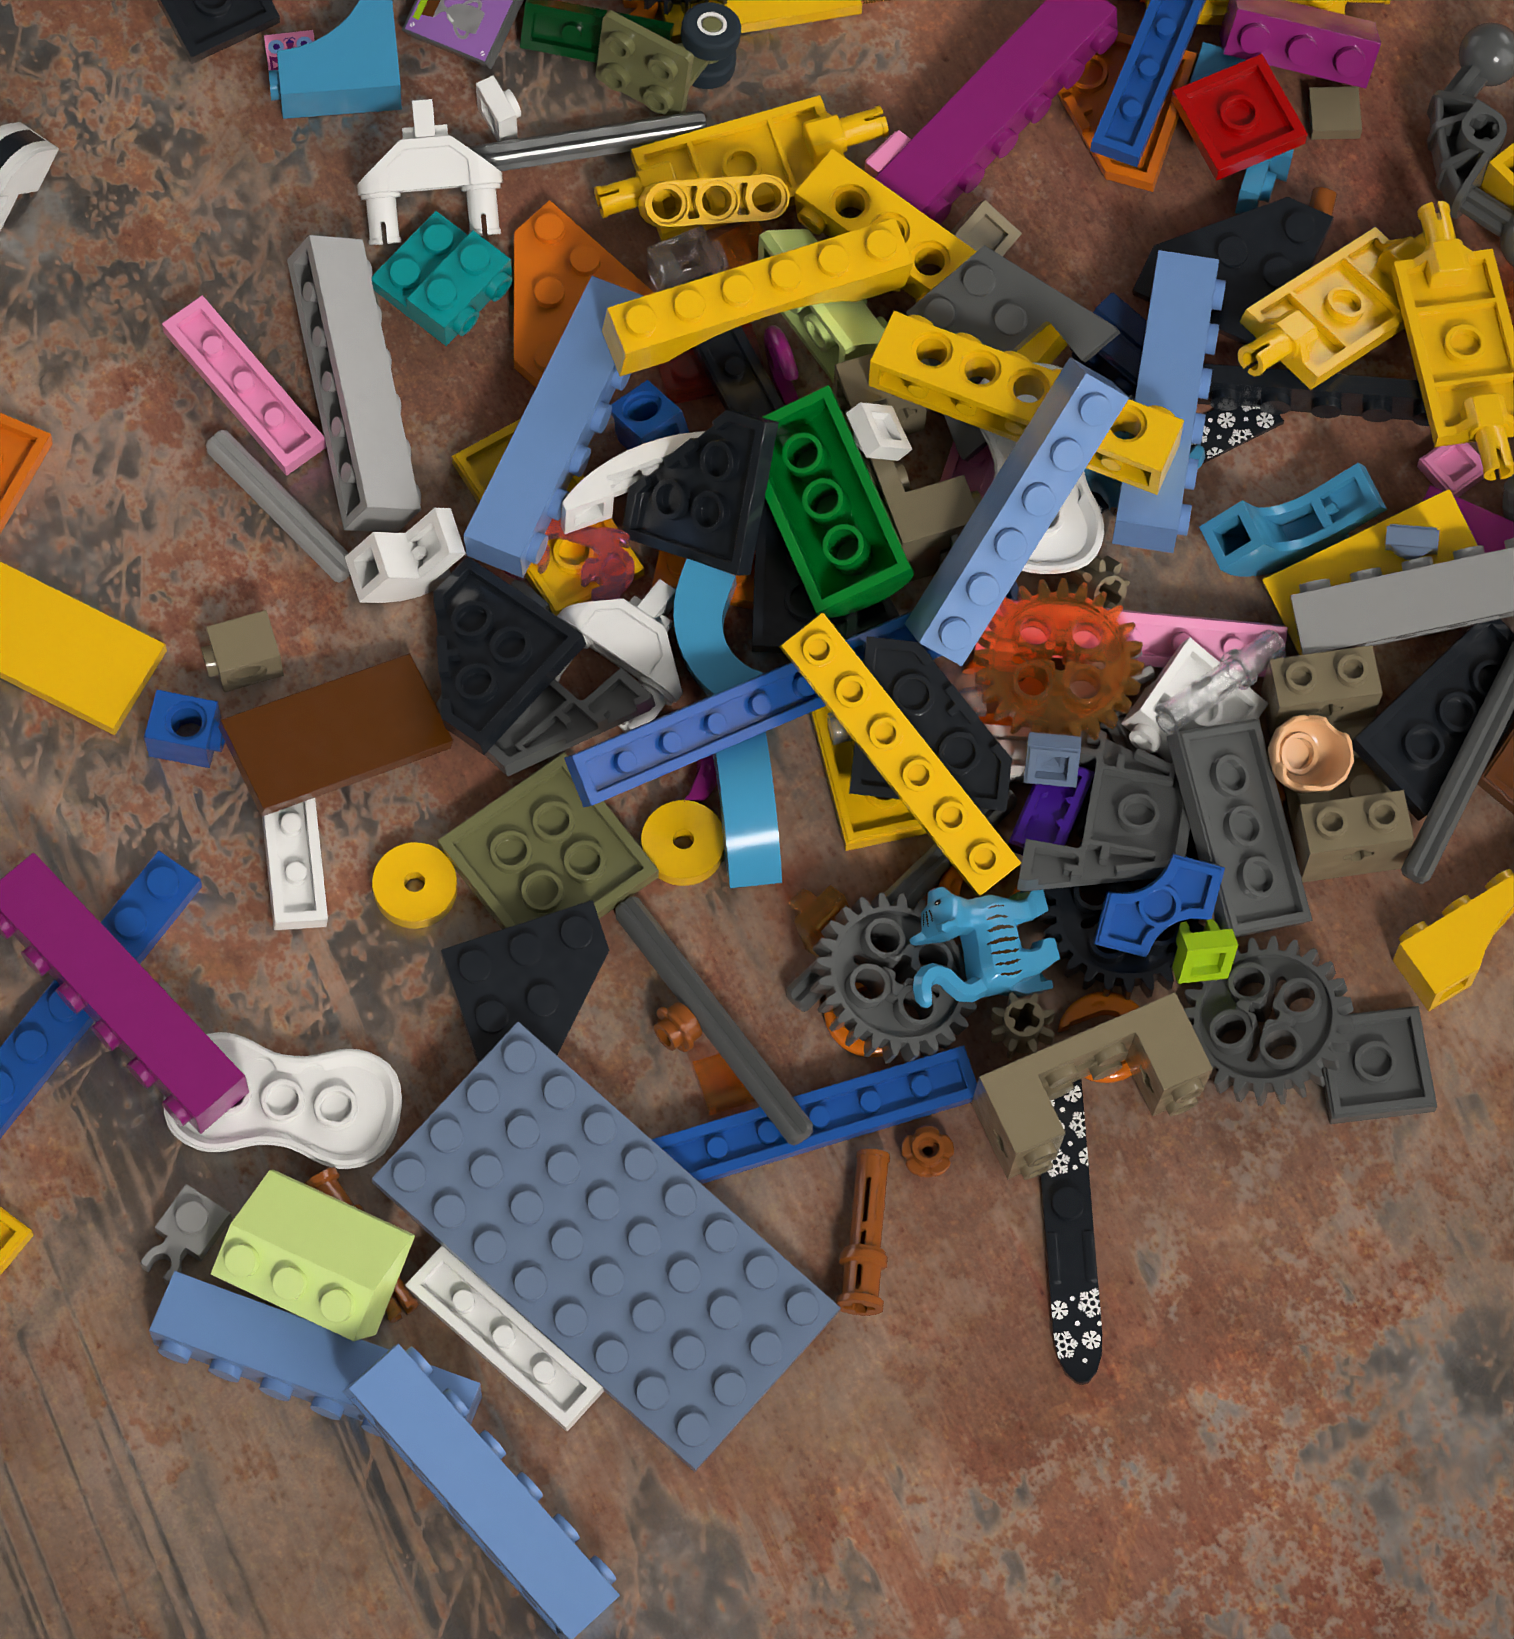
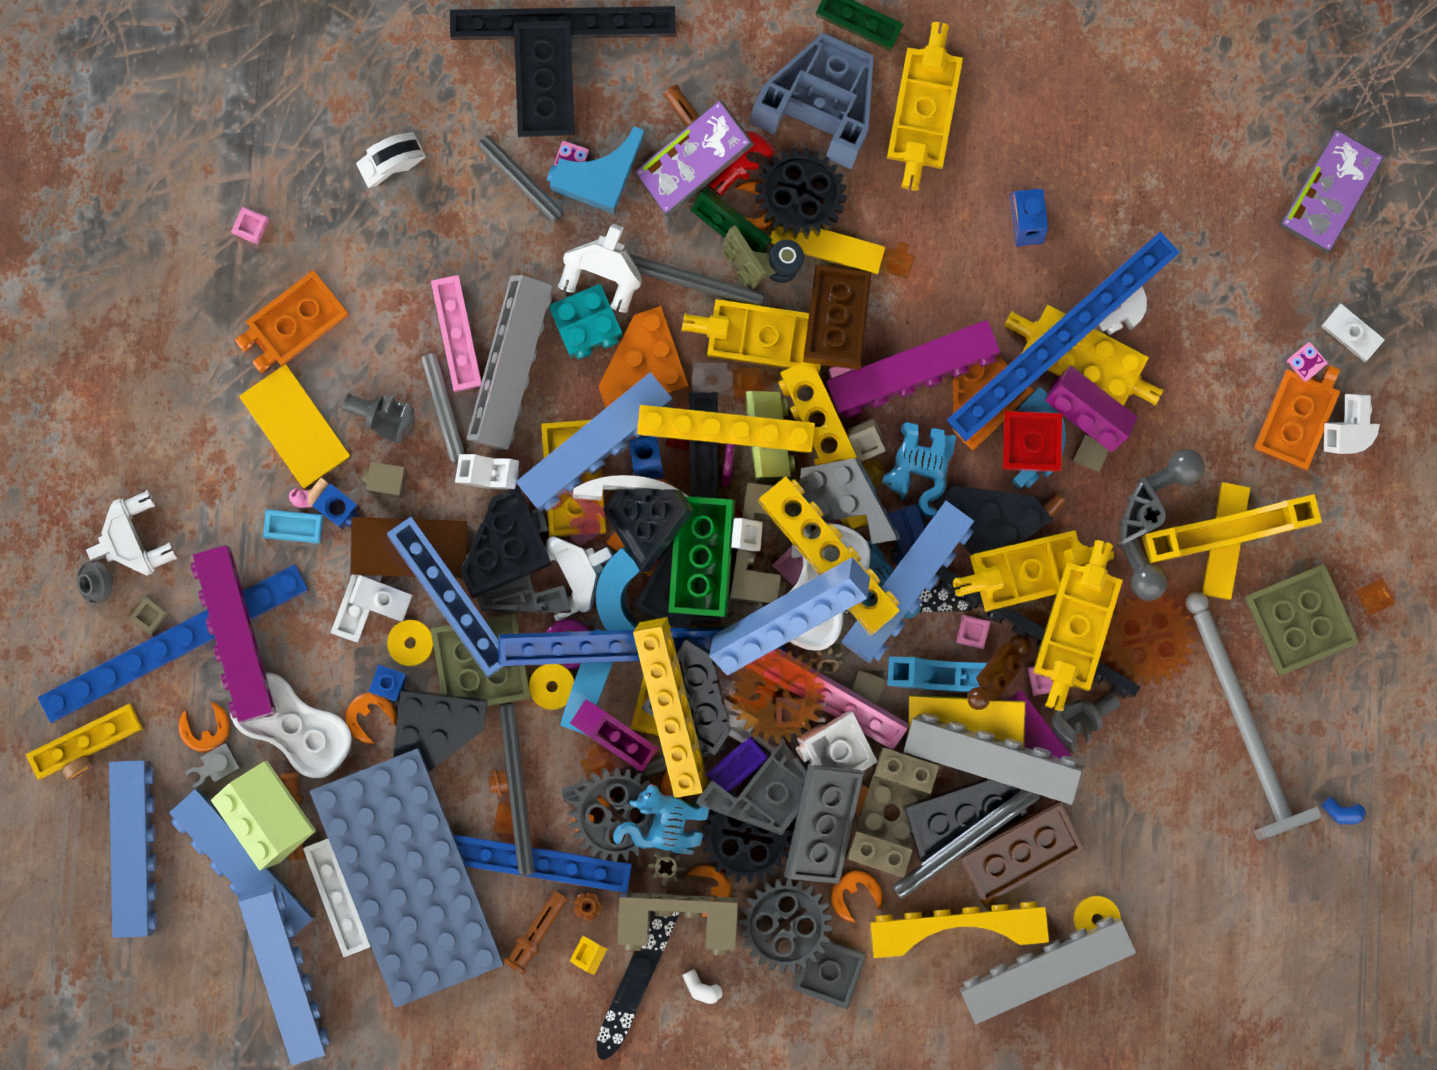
camera: 30 degrees right, 15 degrees up
(112, 1429) = (132, 849): none -> medium blue brick
(125, 797) = (293, 526): none -> medium azure tile
(129, 741) = (306, 498): none -> arm
(154, 1199) = (208, 741): none -> orange head
(192, 557) = (383, 415): none -> dark grey piece
(227, 119) = (520, 178): none -> dark grey axle
(330, 831) = (380, 598): none -> white plate
(382, 1022) = (361, 705): none -> orange head
(413, 957) = (388, 683): none -> blue brick
(446, 761) = (447, 595): none -> medium blue brick
(498, 109) = (661, 242): white plate -> none
(737, 195) = (747, 365): yellow beam -> none
(829, 845) = (613, 735): none -> magenta brick
(837, 83) = (837, 317): none -> reddish brown tile
(971, 1224) = (588, 955): none -> yellow plate
(1052, 759) = (746, 746): sand blue tile -> none
(1084, 236) = (922, 461): none -> dark azure animal
(1179, 893) = (746, 847): blue tile -> none
(1187, 598) = (868, 686): none -> dark tan tile
(1187, 1194) = (701, 991): none -> white arm
(1204, 954) = (770, 882): lime tile -> none
(1236, 671) = (866, 742): clear pin -> none
(1303, 450) = (972, 632): none -> bright pink tile
(1310, 754) = (878, 805): light nougat hair -> none
(1327, 914) = (848, 881): none -> orange head
(1382, 471) = (998, 672): none -> reddish brown plate
(1411, 541) = (989, 722): sand blue tile -> none

